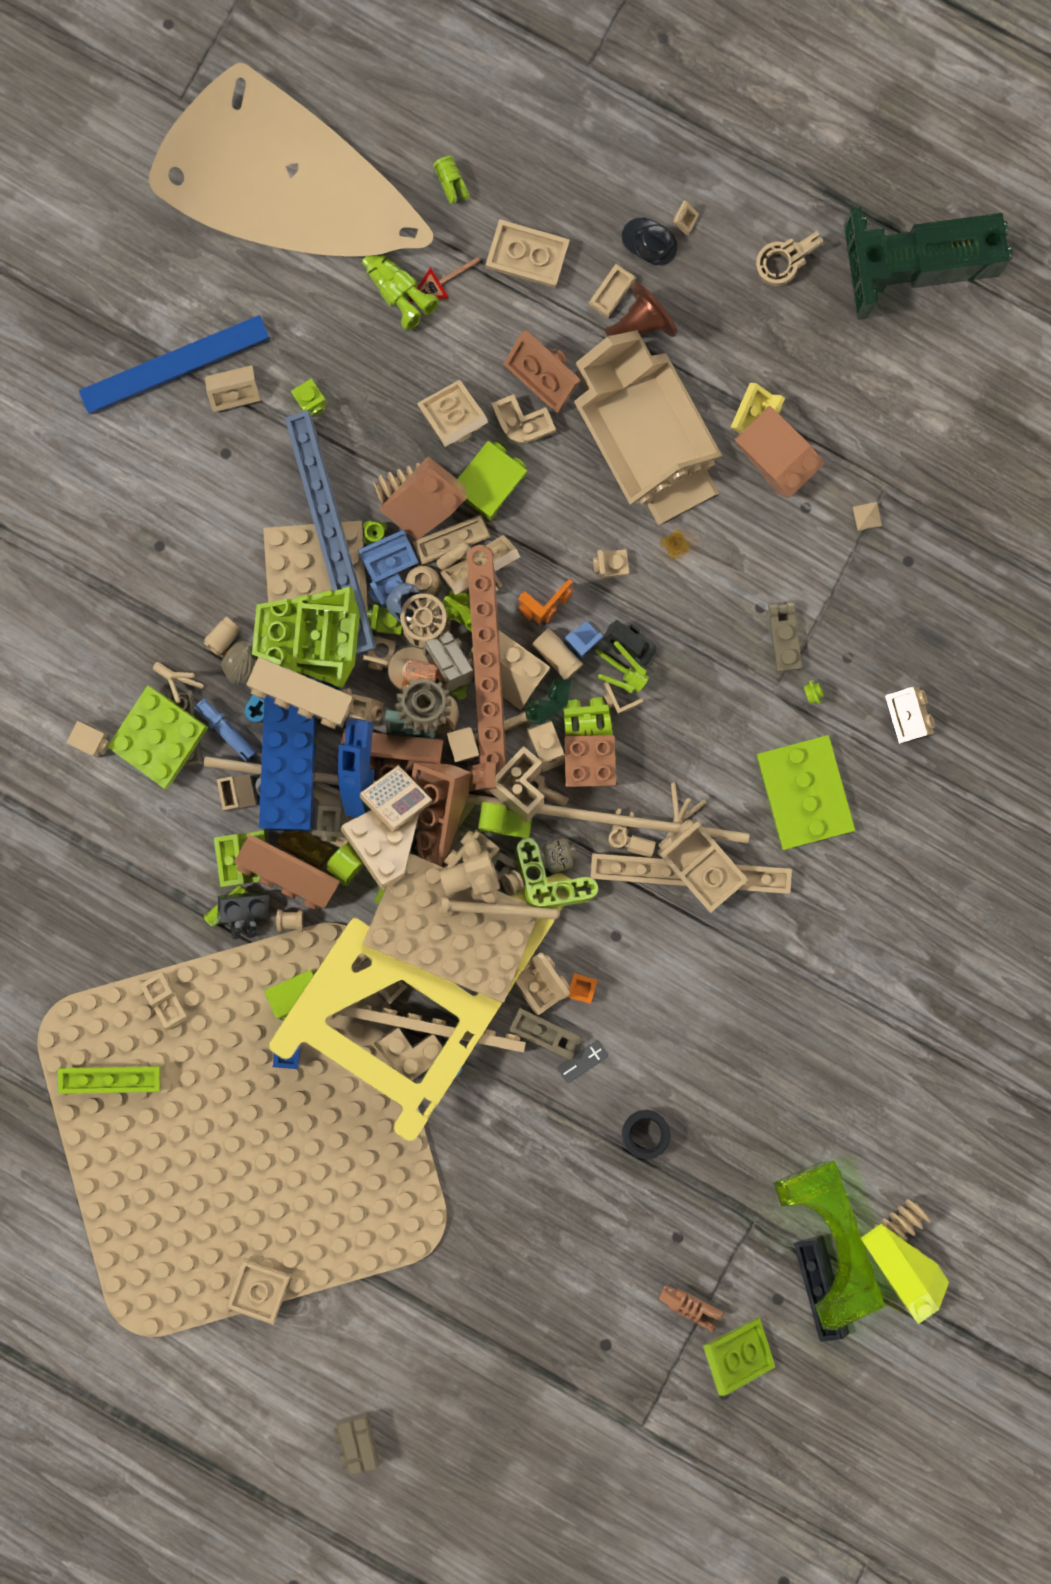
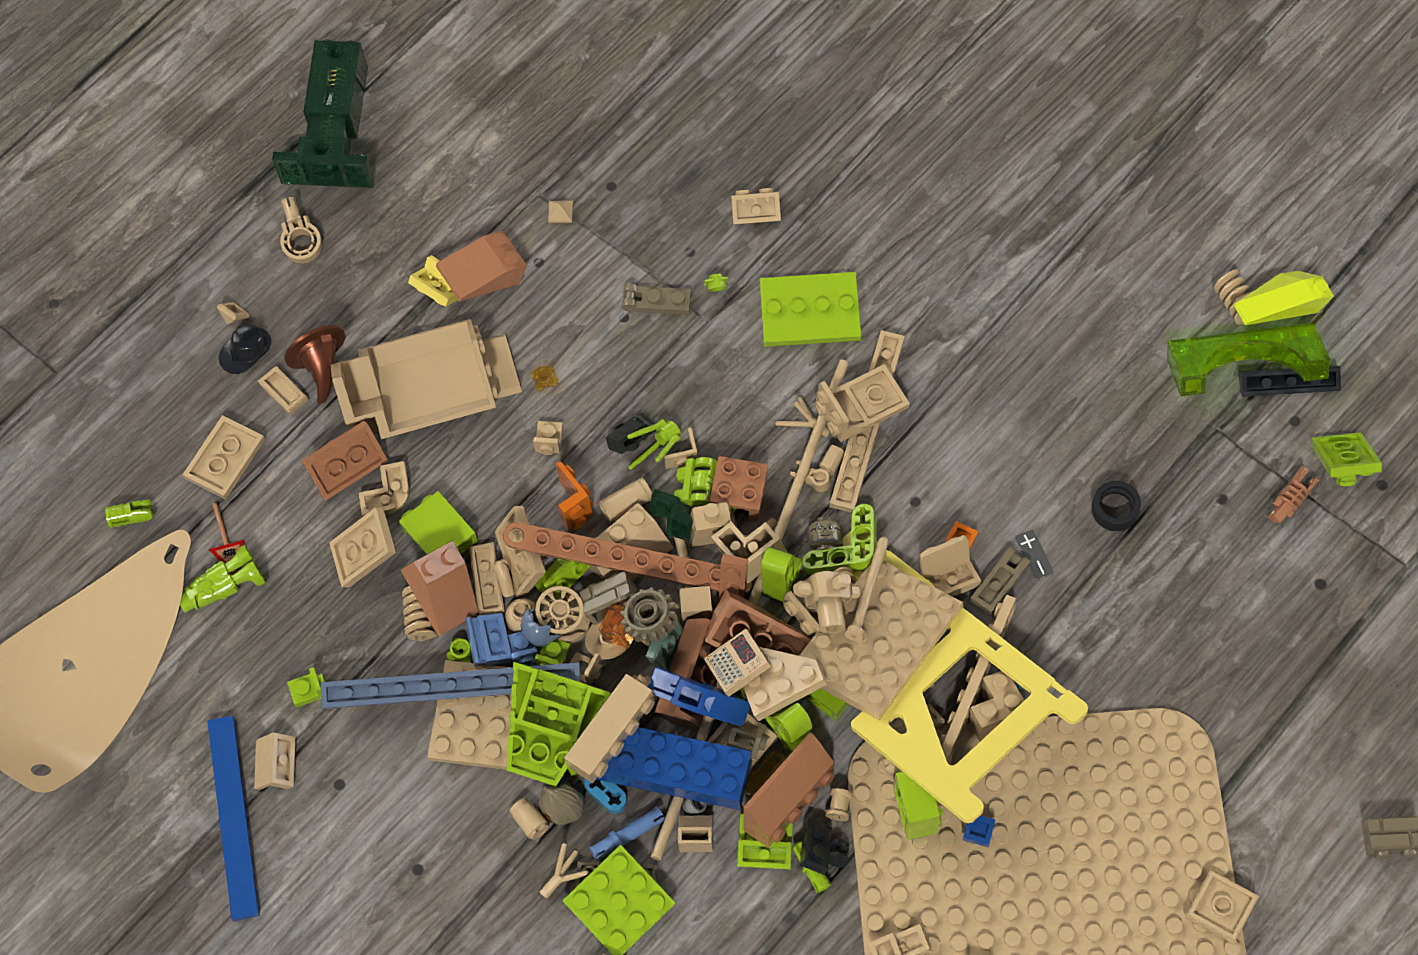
camera: 75 degrees left, 20 degrees down
(583, 639) = (617, 474): medium blue panel -> none

